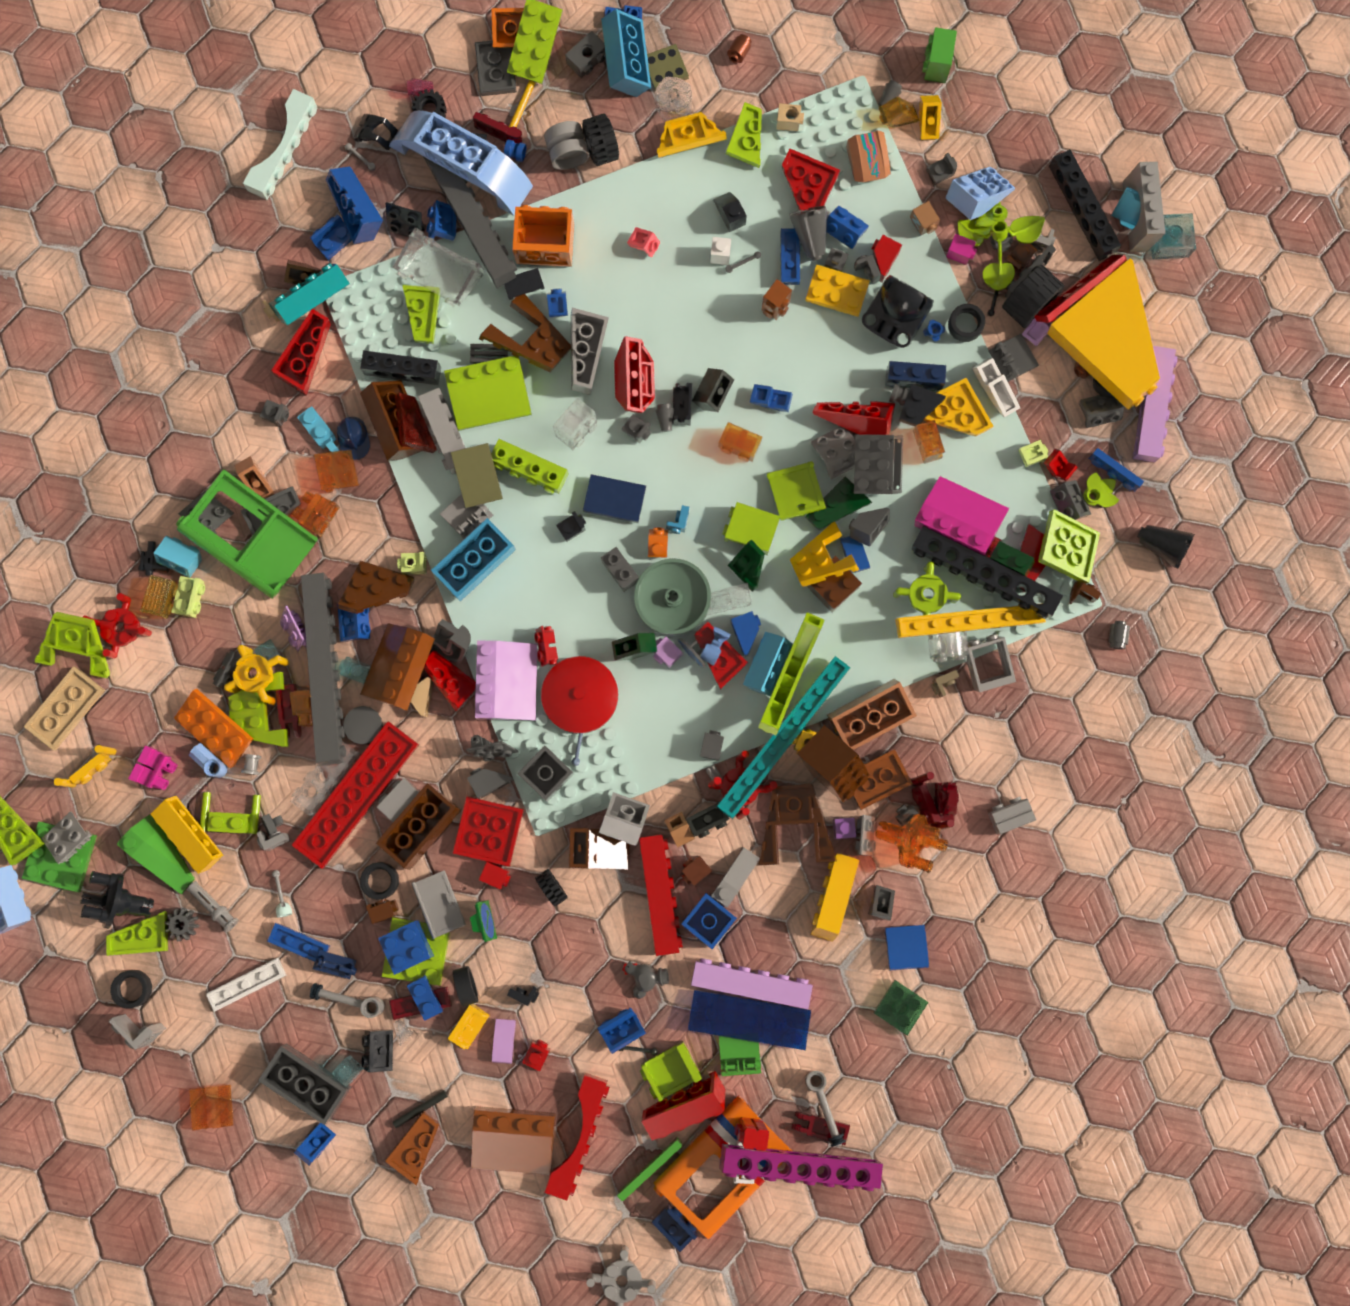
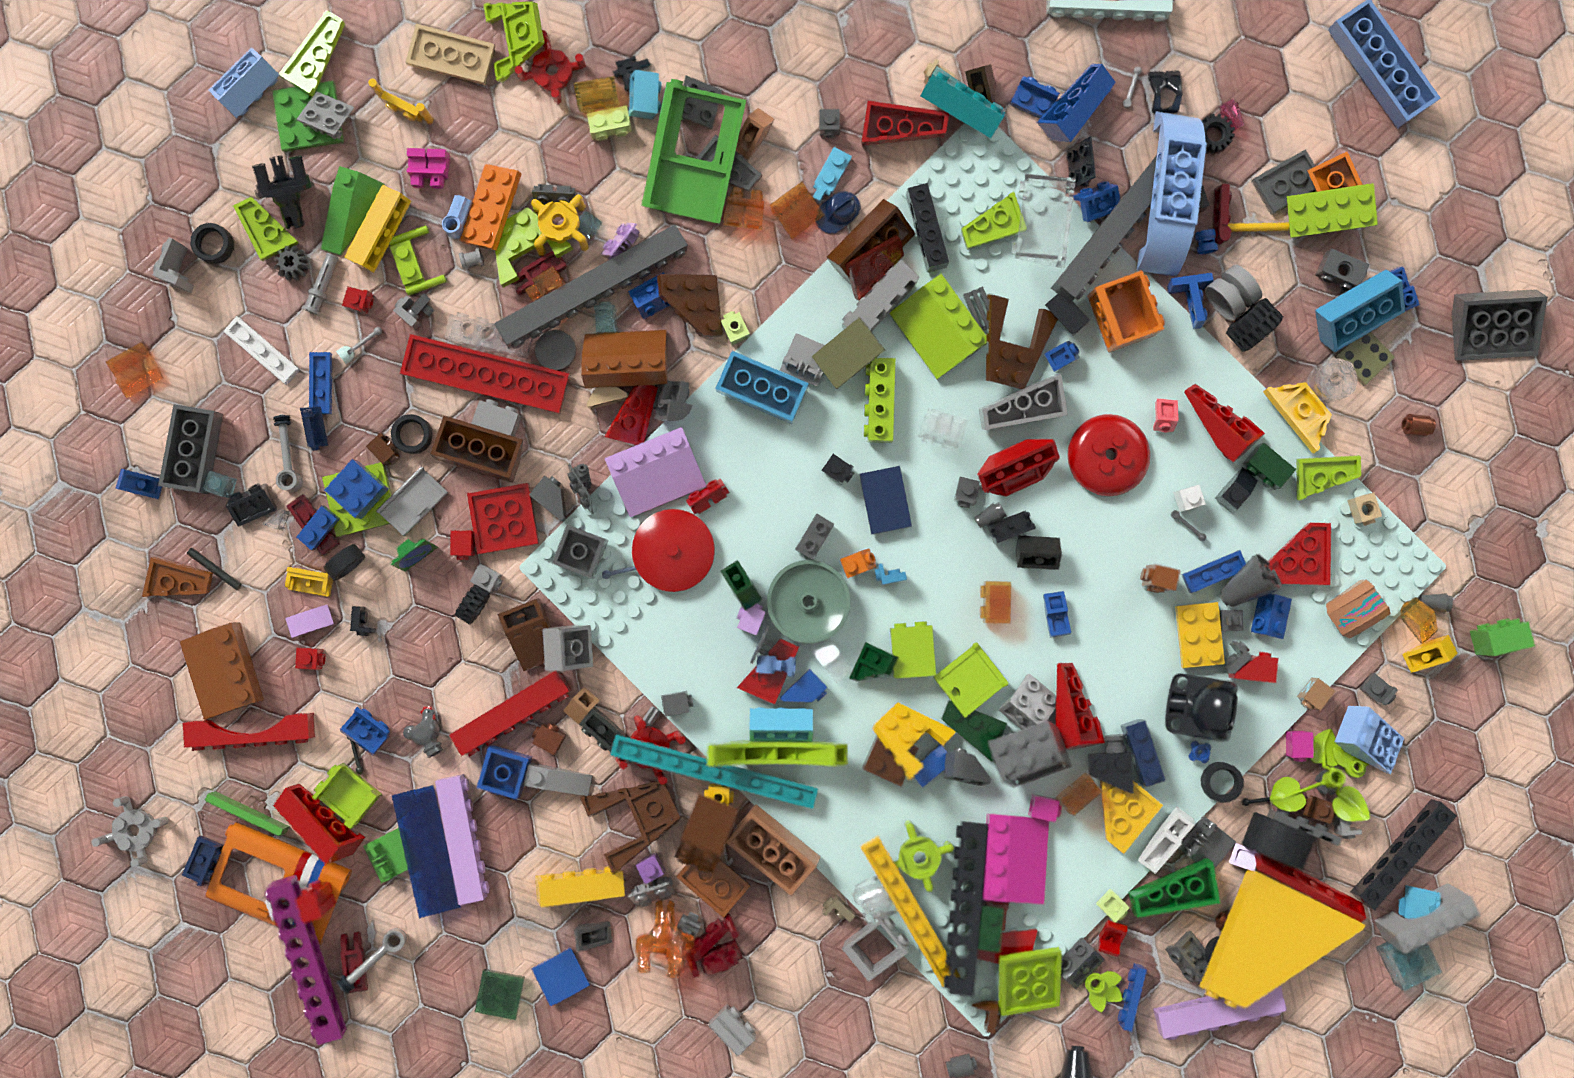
camera: 65 degrees right, 5 degrees up
(240, 879) = (358, 299): none -> red bracket
(534, 867) = (487, 578): none -> light grey bracket
(548, 177) = (1192, 286): none -> blue bracket
(661, 317) = (1089, 461): none -> red brick
(681, 196) = (1229, 432): none -> red wedge
(722, 177) = (1268, 466): none -> dark green brick
(929, 474) = (1044, 808): none -> dark pink brick
(1042, 394) = (1179, 890): none -> green wedge

